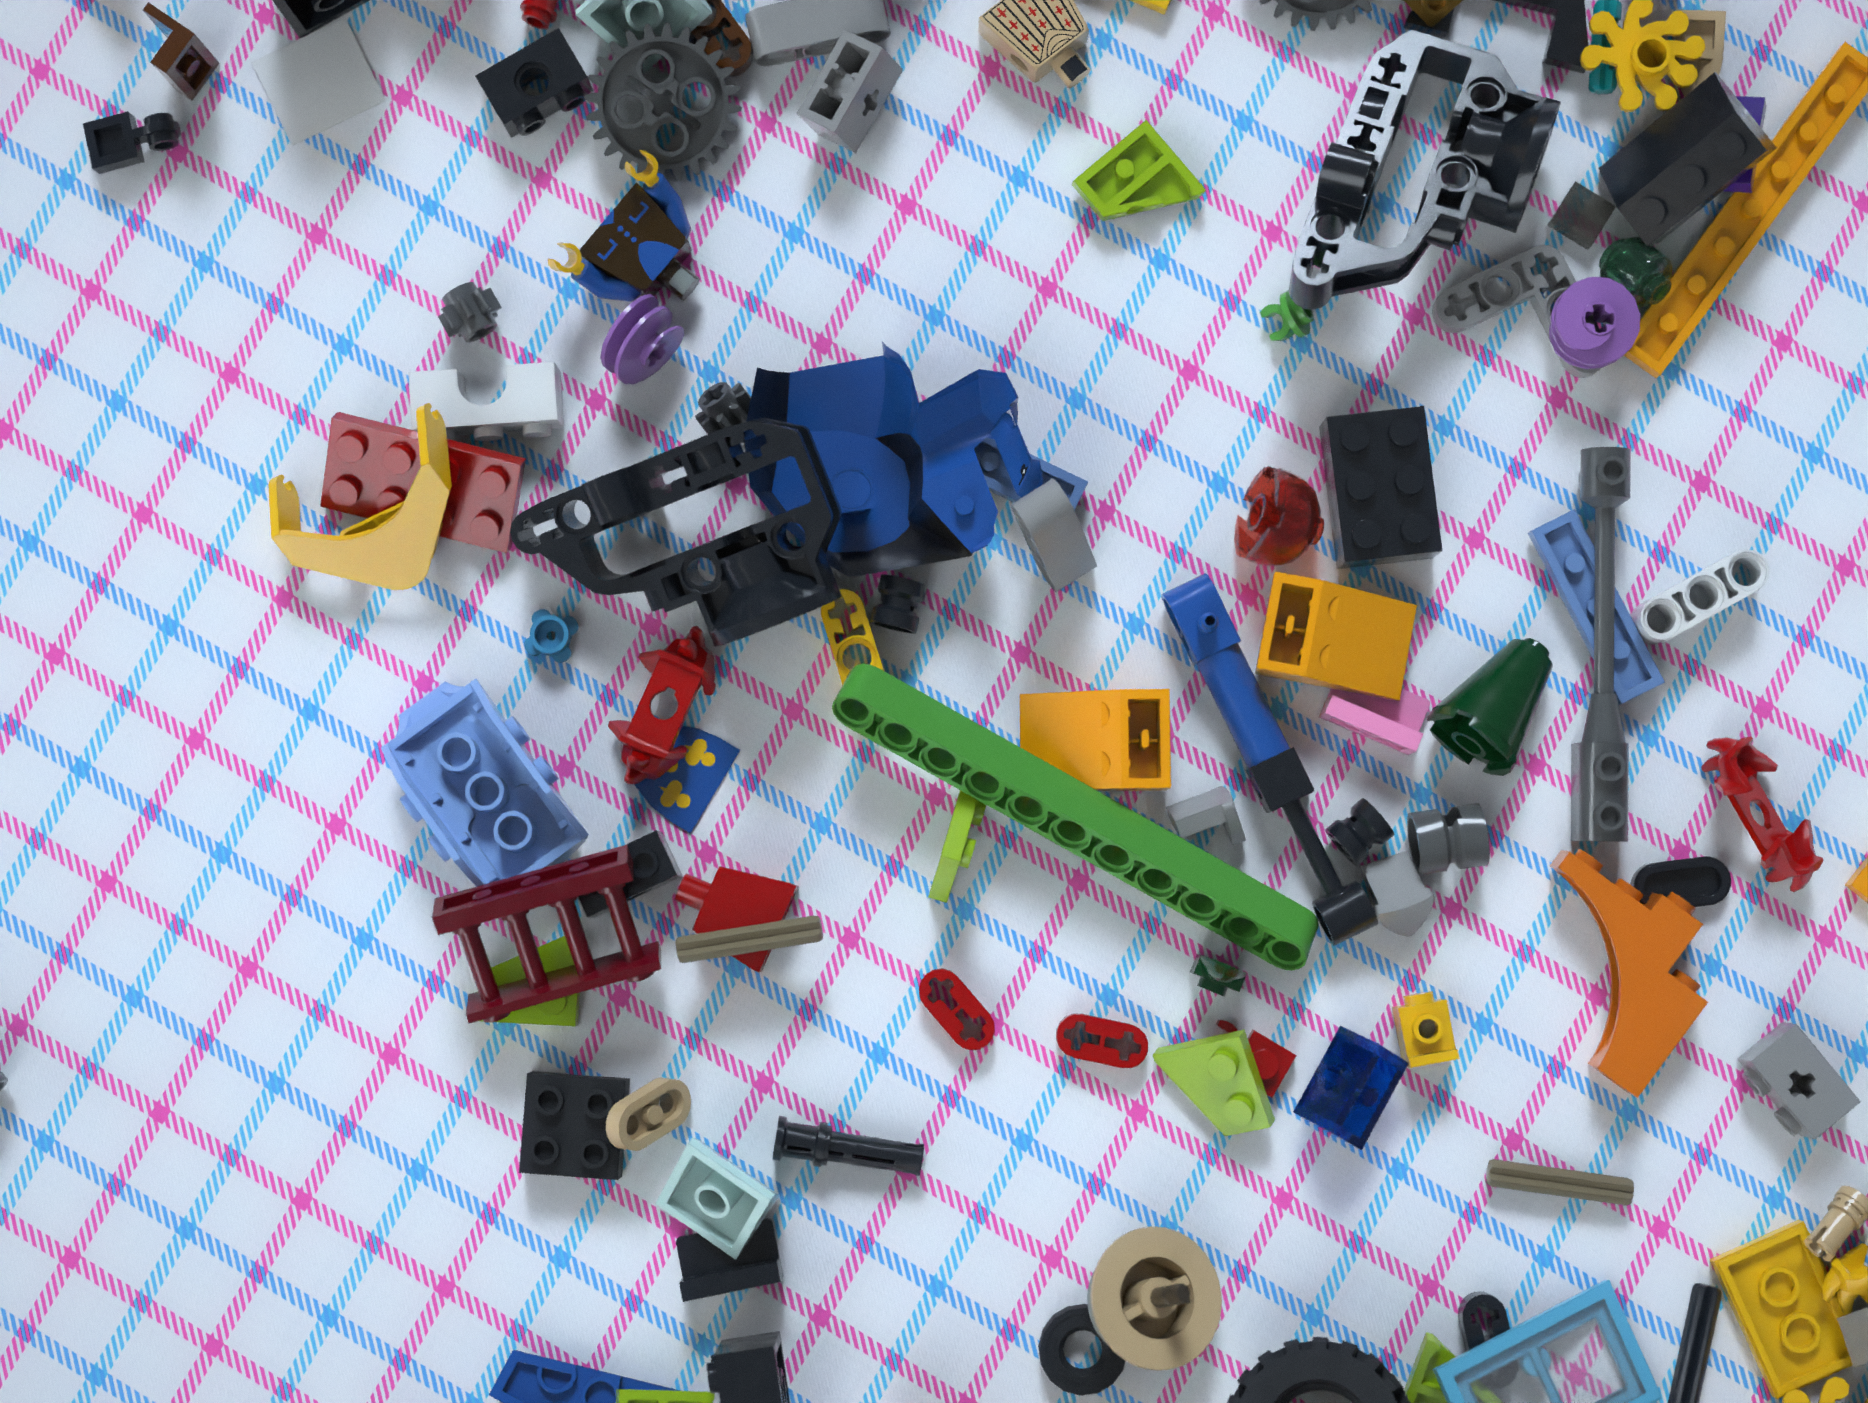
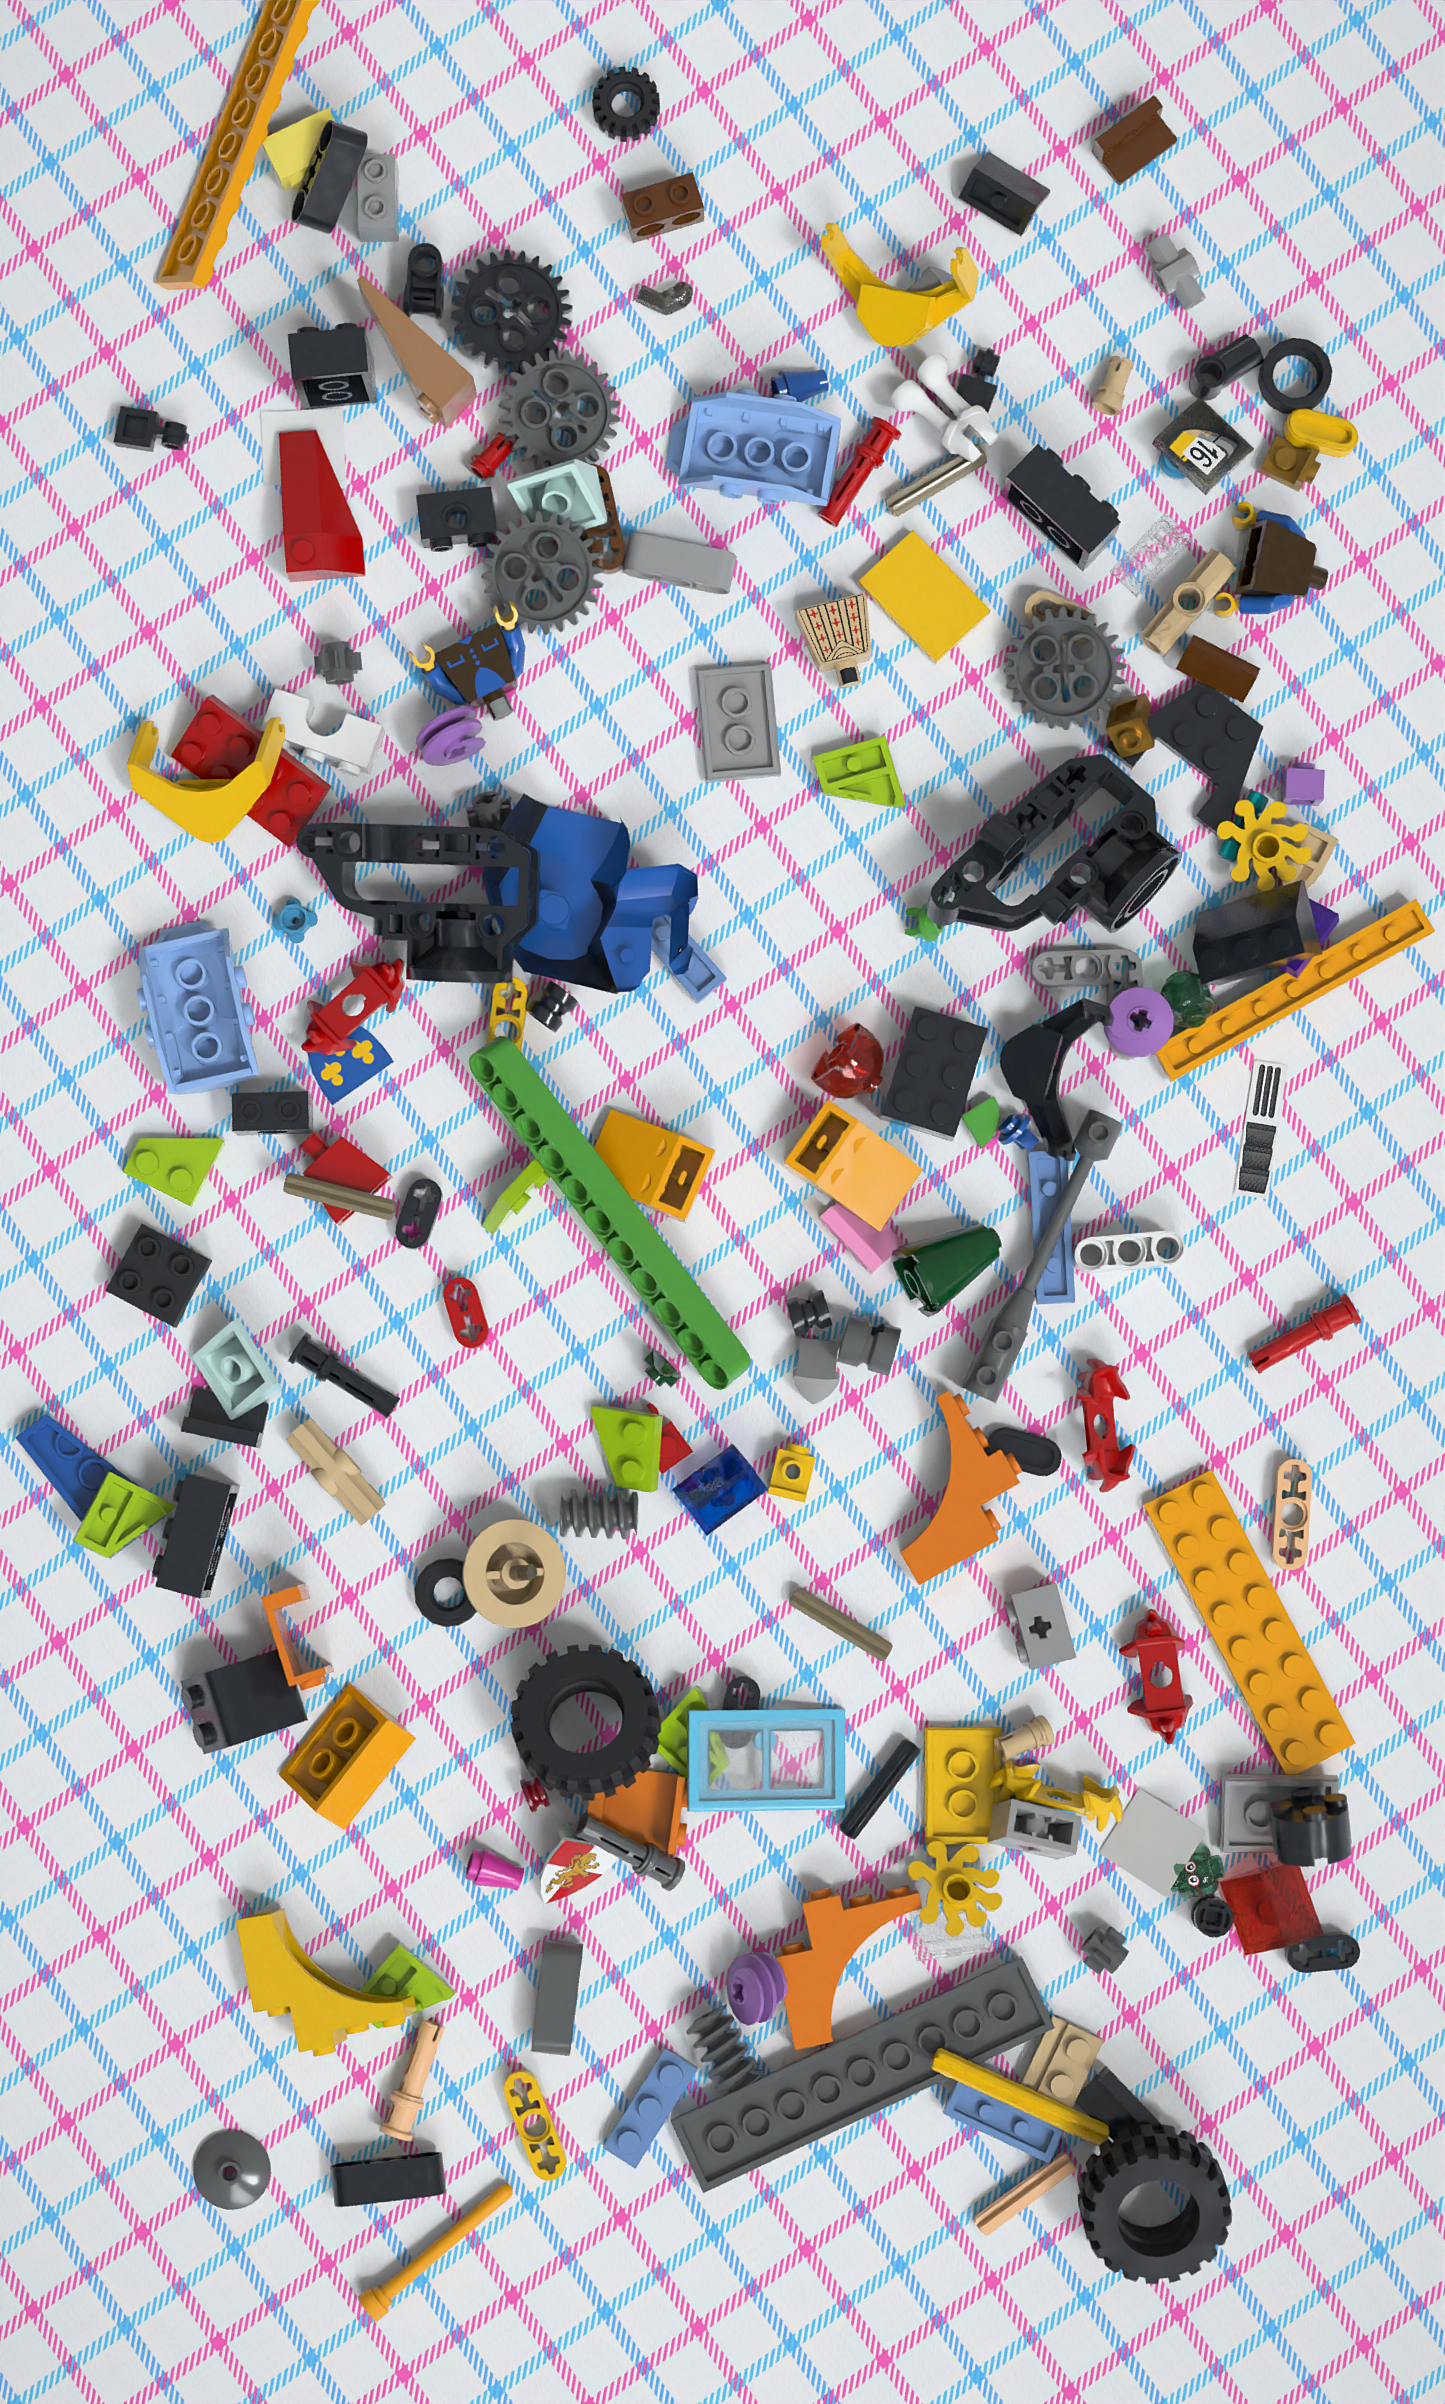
camera: 20 degrees right, 0 degrees up
(182, 57) = (213, 393): reddish brown panel -> none
(372, 157) = (317, 520): none -> red wedge
(559, 887) = (221, 1100): dark red fence -> none
(640, 1119) = (207, 1292): tan plate -> none
(837, 918) = (428, 1216): none -> black beam
(850, 91) = (680, 622): light grey brick -> none
(887, 1265) = (336, 1471): none -> tan piece
(967, 180) = (738, 722): none -> light grey tile
(1054, 535) = (682, 1005): light grey beam -> none
(1098, 1052) = (566, 1373): red beam -> none
(1205, 812) = (705, 1250): light grey tile -> none
(1221, 1178) = (599, 1514): none -> dark grey piece
(1271, 763) = (767, 1220): piece -> none
(1460, 518) = (982, 1121): none -> bright green tile
(1492, 425) = (1034, 1066): none -> black piece
(1504, 513) = (1015, 1130): none -> blue plate
(1581, 215) = (1170, 941): clear smoke tile -> none
(1782, 388) = (1260, 1129): none -> sticker

